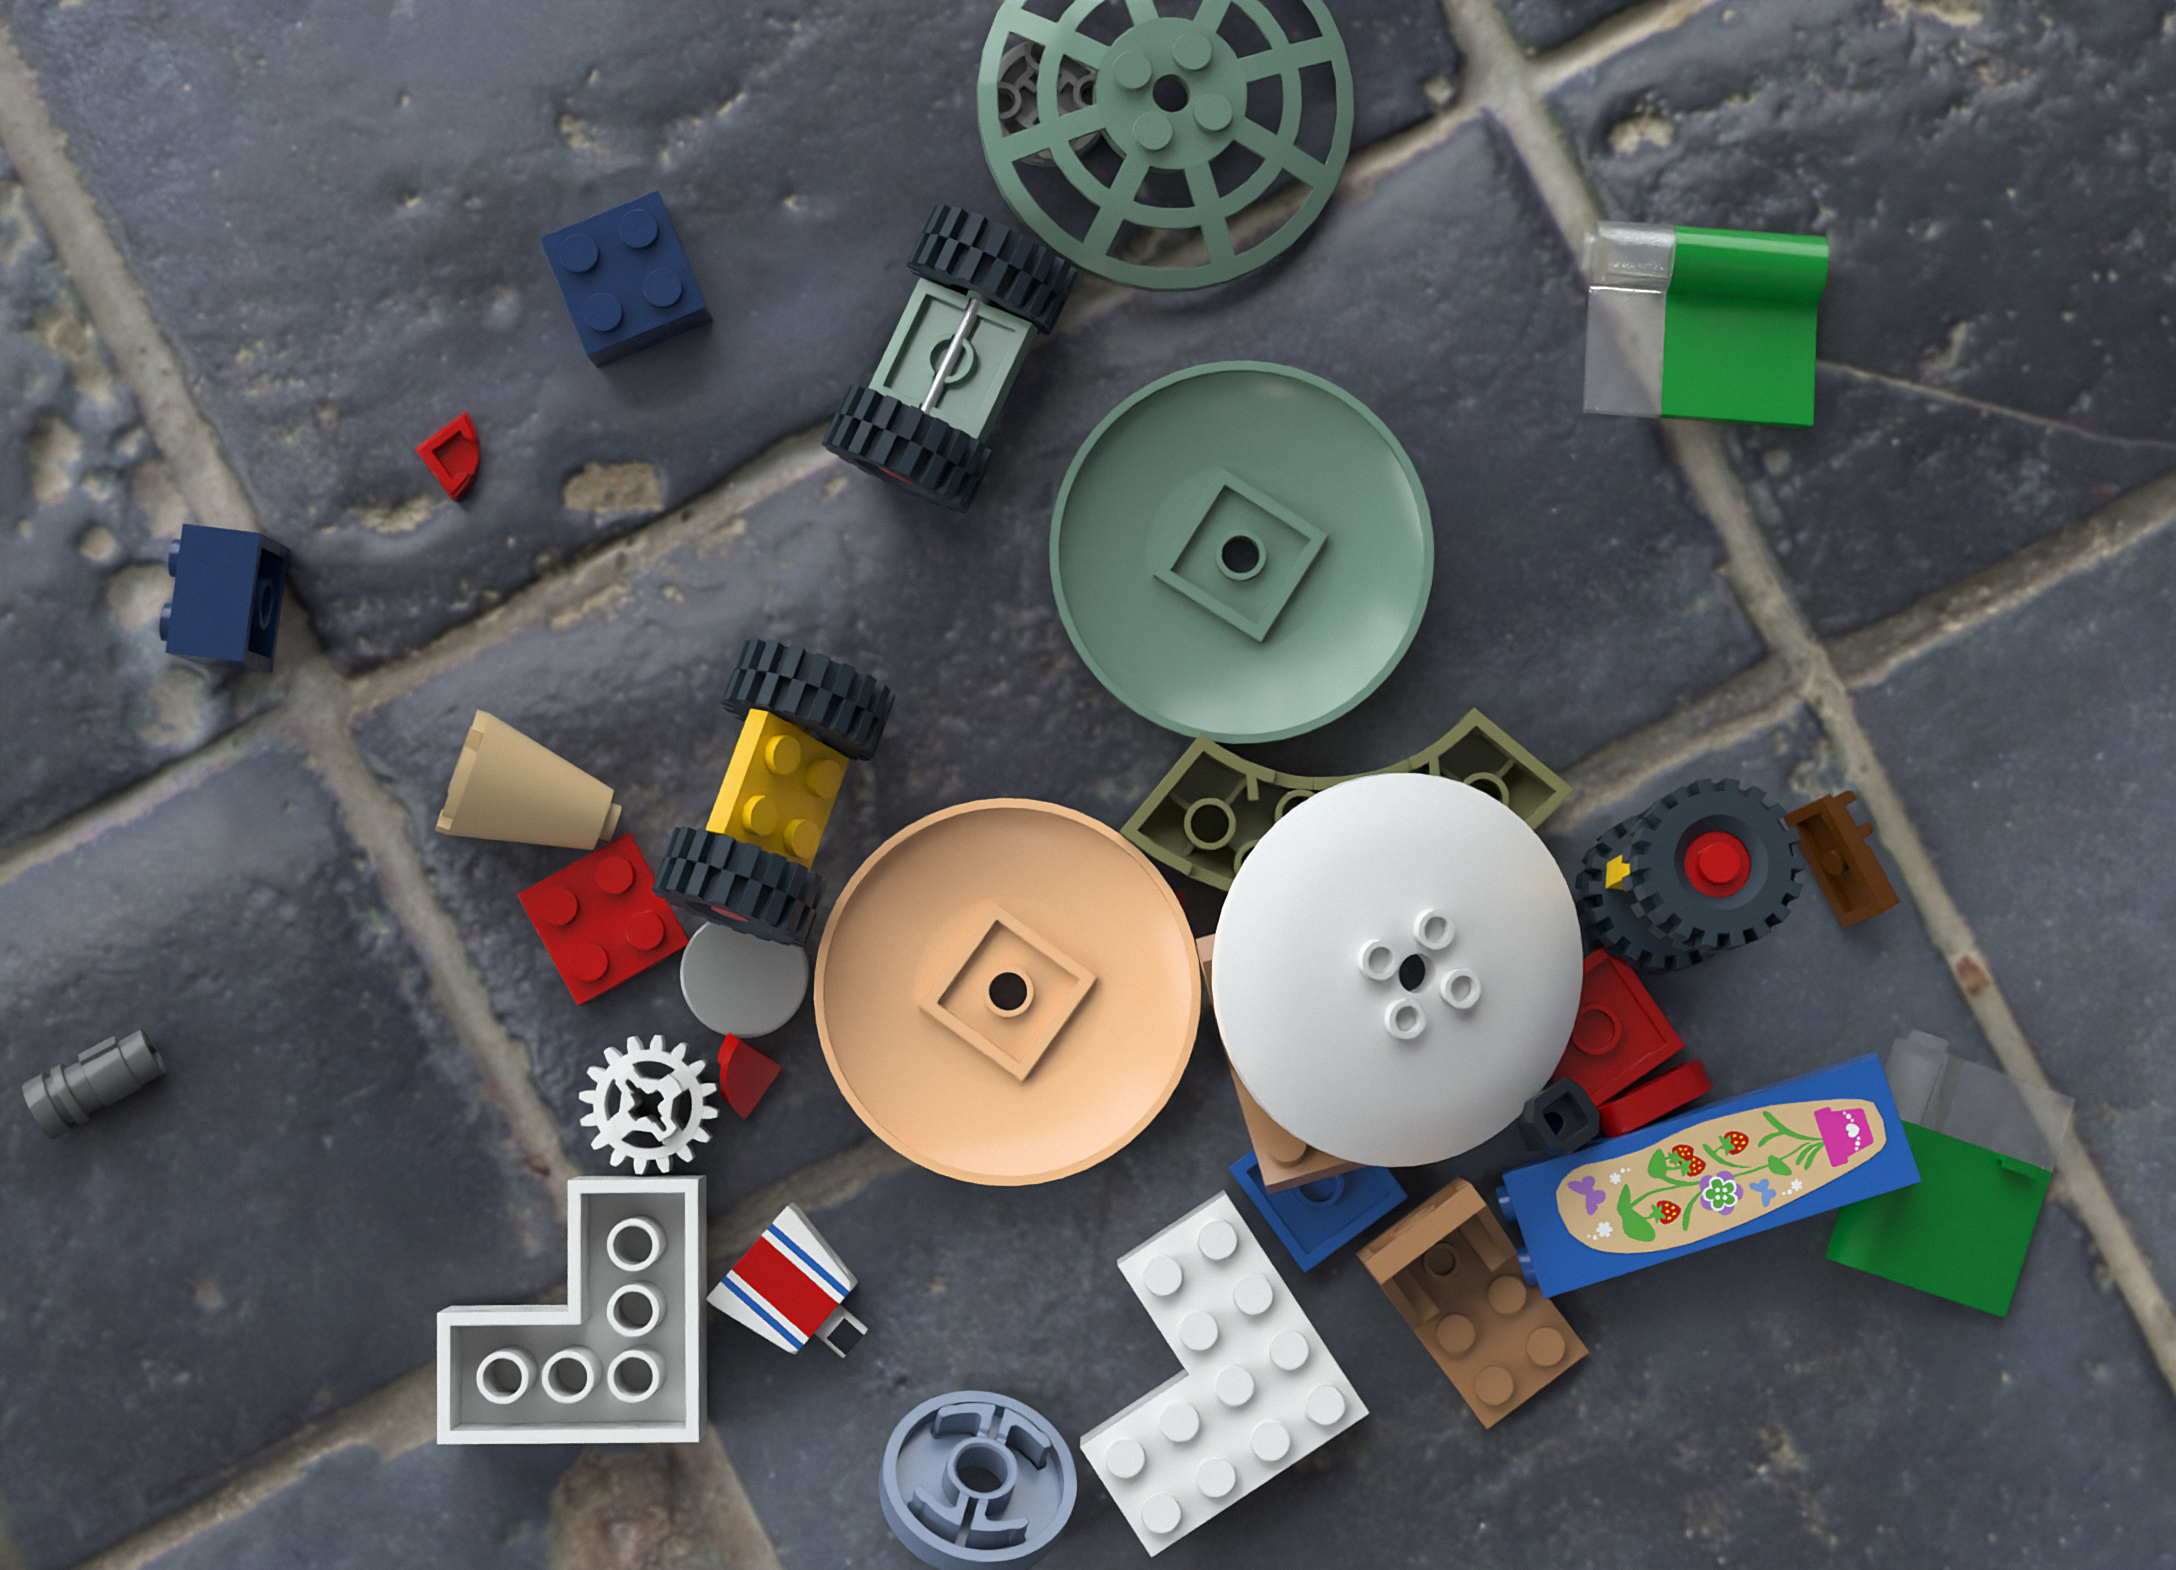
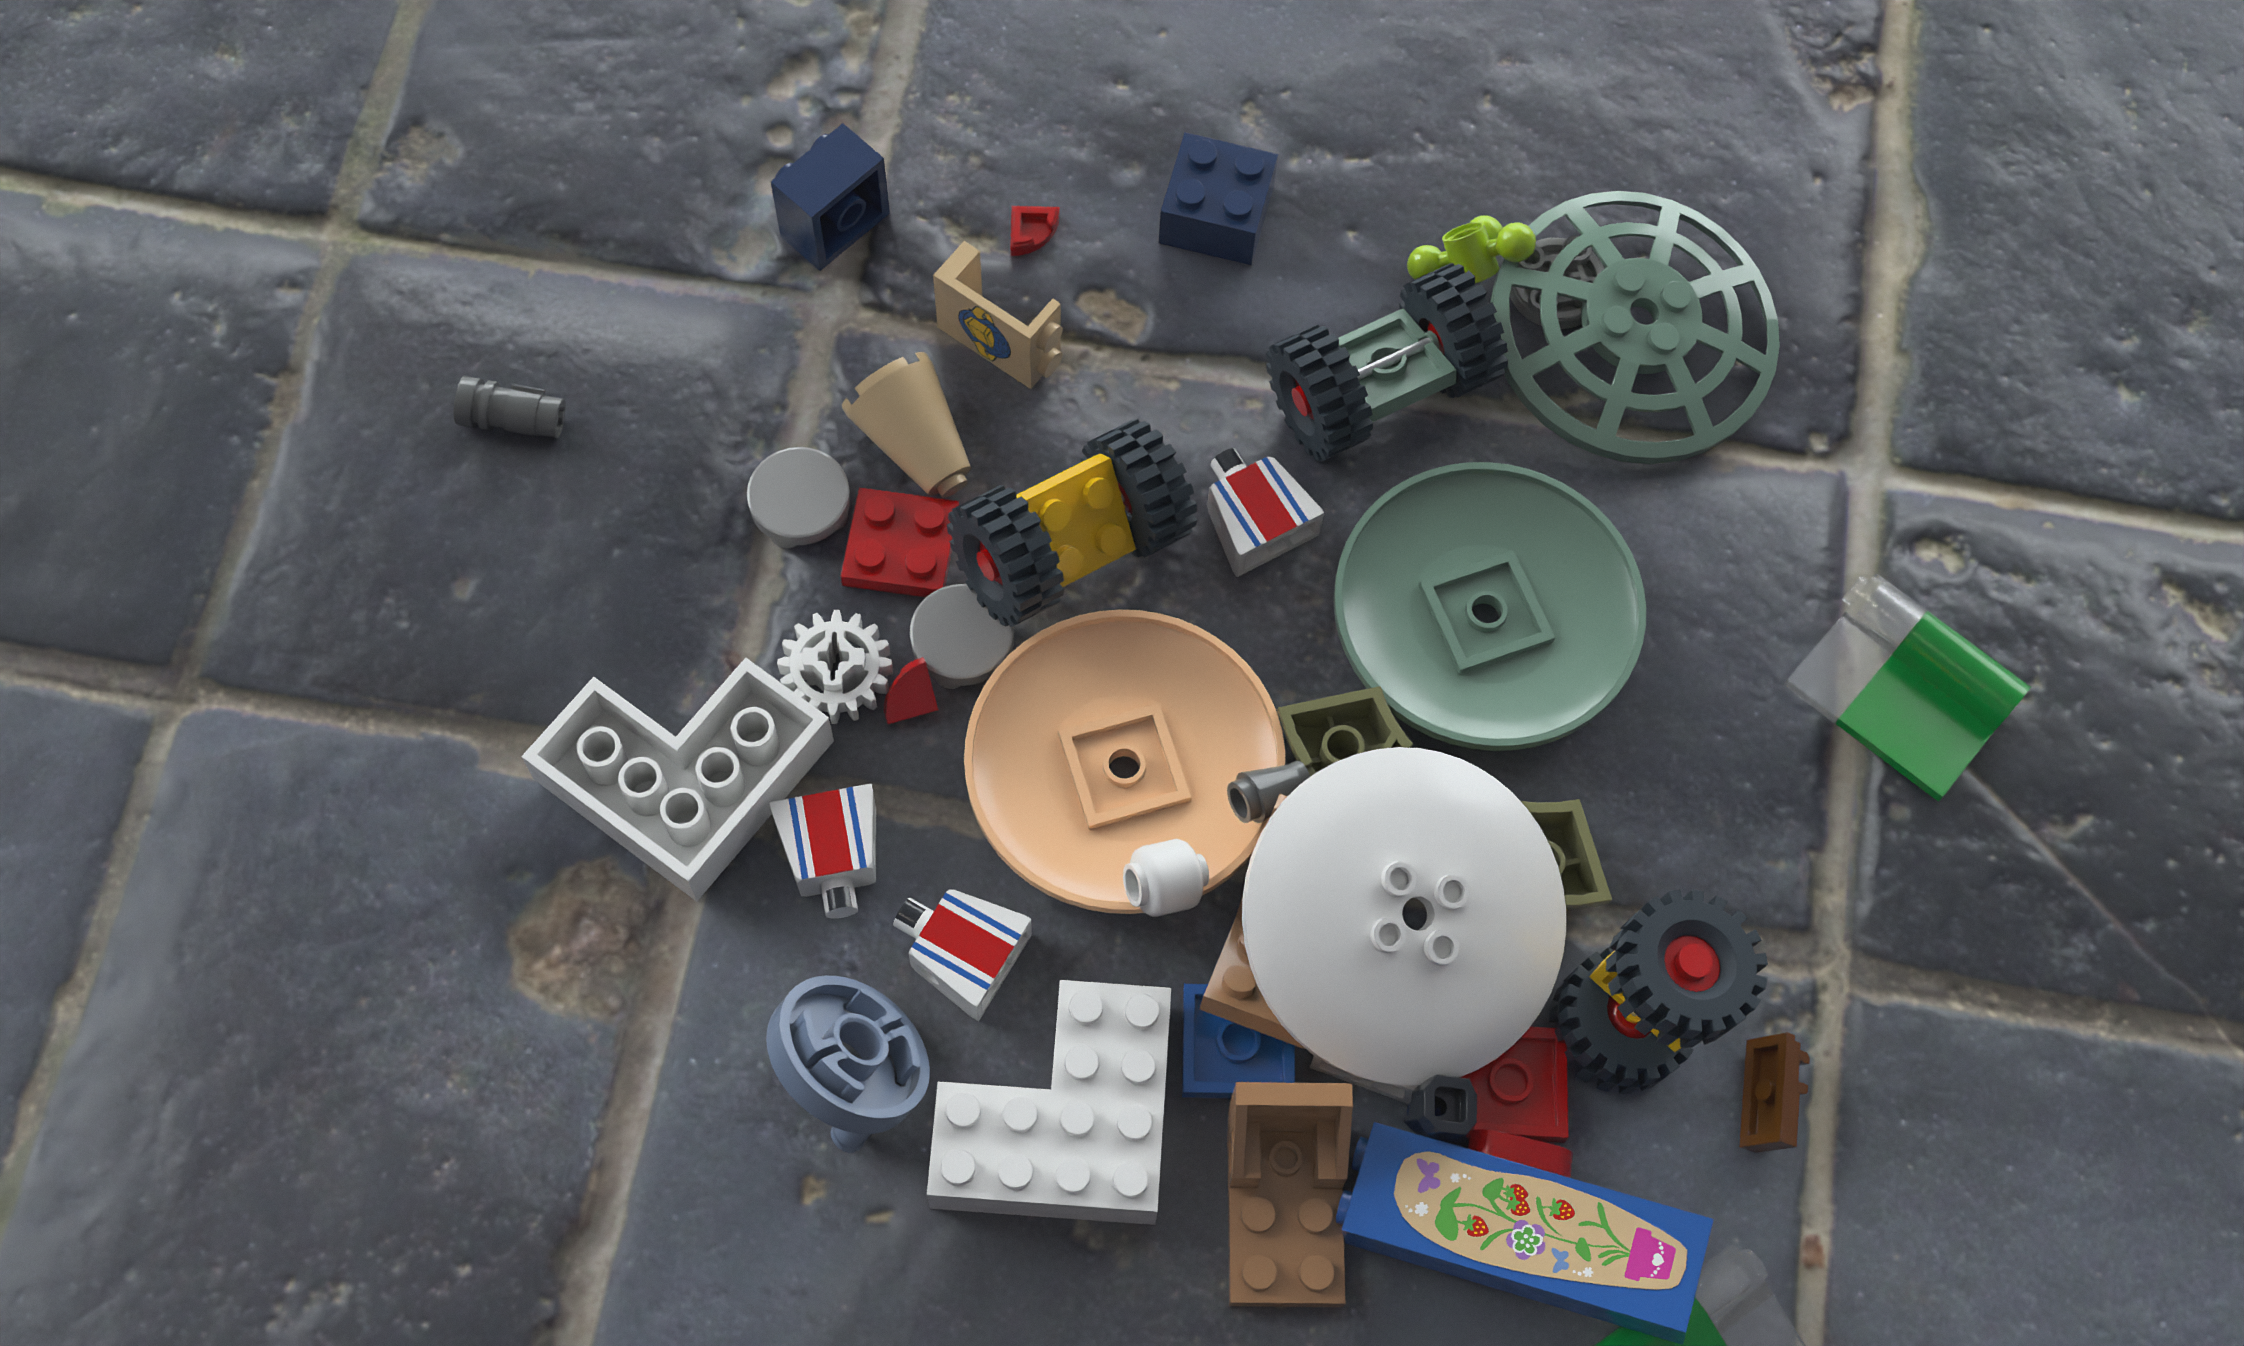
camera: 30 degrees right, 20 degrees down
(448, 612) = (990, 331): none -> tan panel
(464, 950) = (798, 496): none -> light grey tile
(934, 614) = (1259, 510): none -> torso
(937, 148) = (1475, 248): none -> lime piece
(994, 1289) = (964, 946): none -> torso
(1144, 1097) = (1165, 877): none -> white head
(1169, 937) = (1256, 791): none -> dark grey cone

